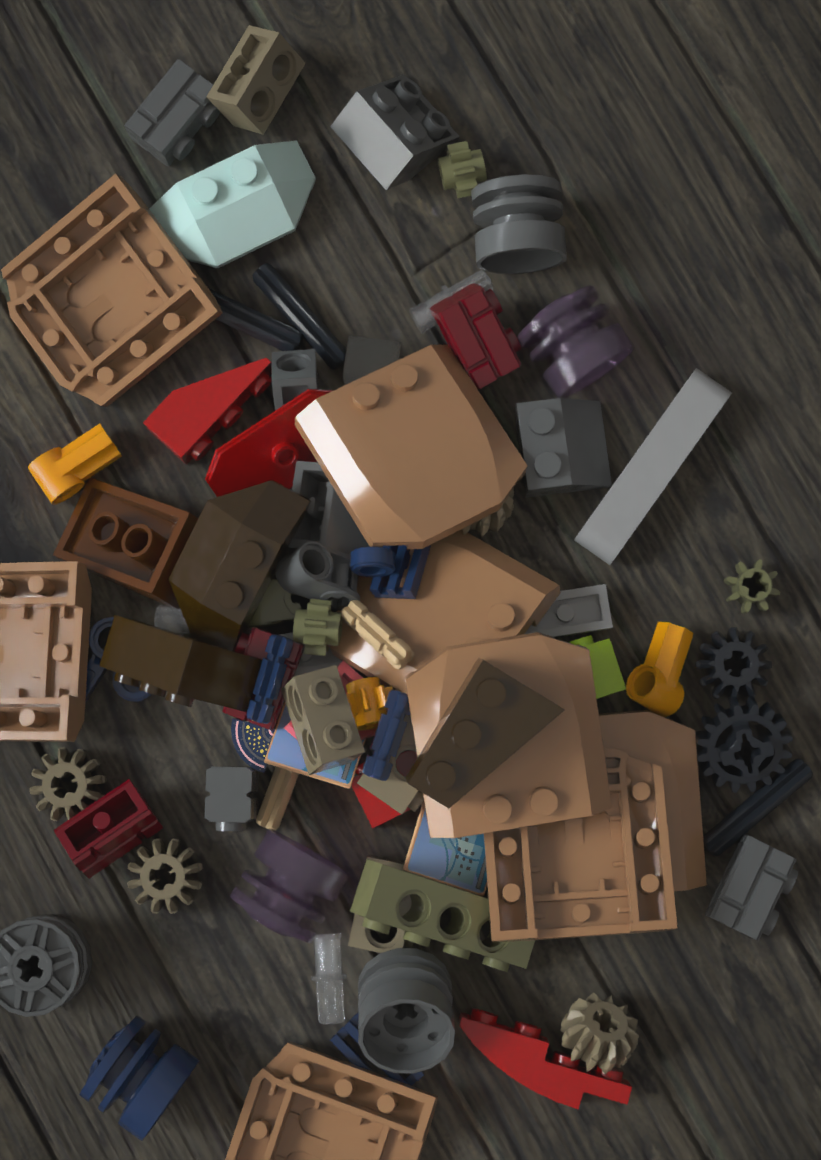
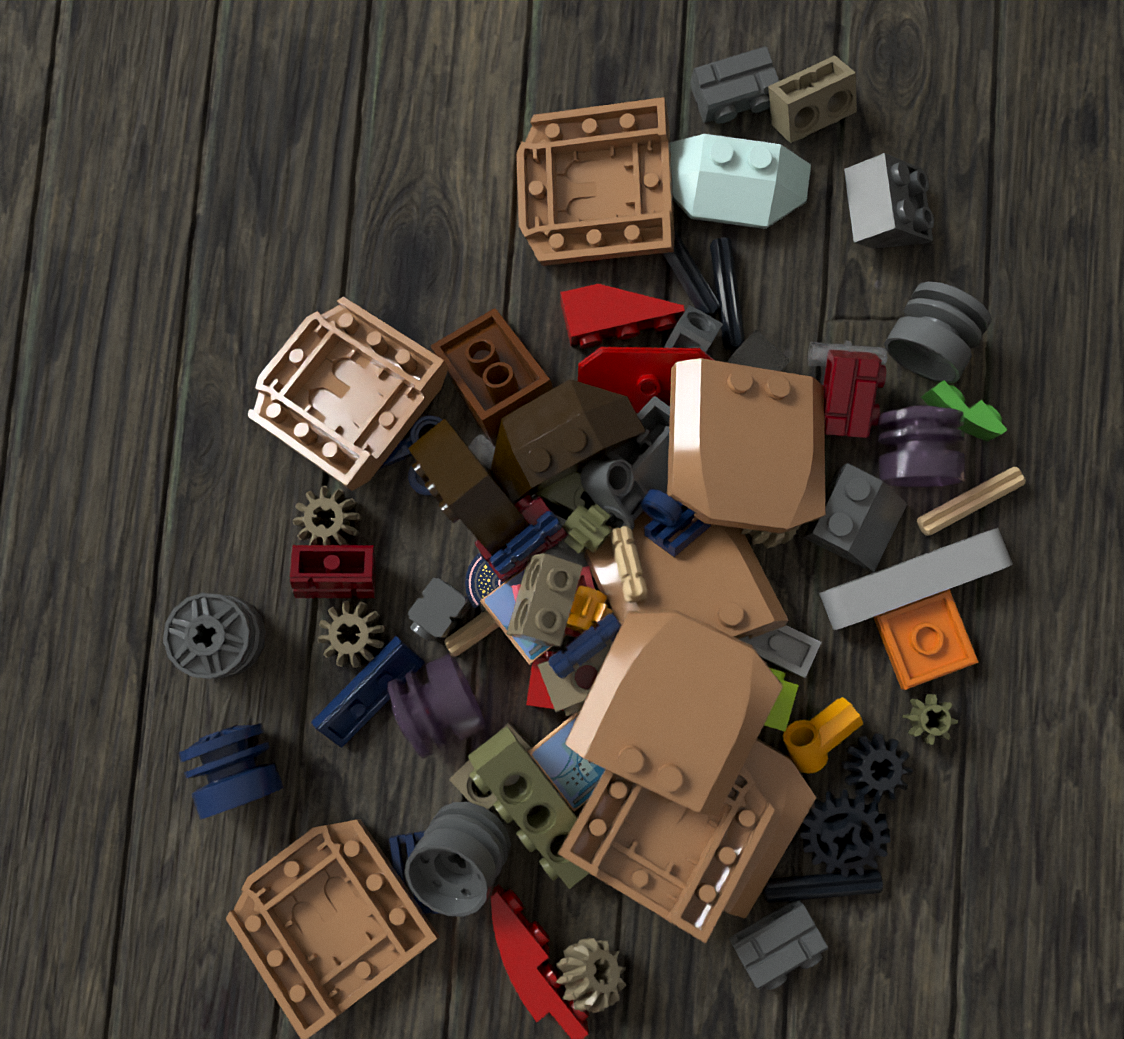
camera: 30 degrees right, 0 degrees up
(64, 470) = (479, 290): light orange piece -> none
(216, 920) = (366, 692): none -> dark blue tile
(329, 978) = (419, 793): clear axle -> none
(462, 168) = (920, 264): olive gear -> none
(478, 733) = (658, 693): dark brown wedge -> none
(611, 280) = (979, 419): none -> bright green slope
(656, 359) = (971, 501): none -> tan axle
(699, 515) = (925, 639): none -> orange plate

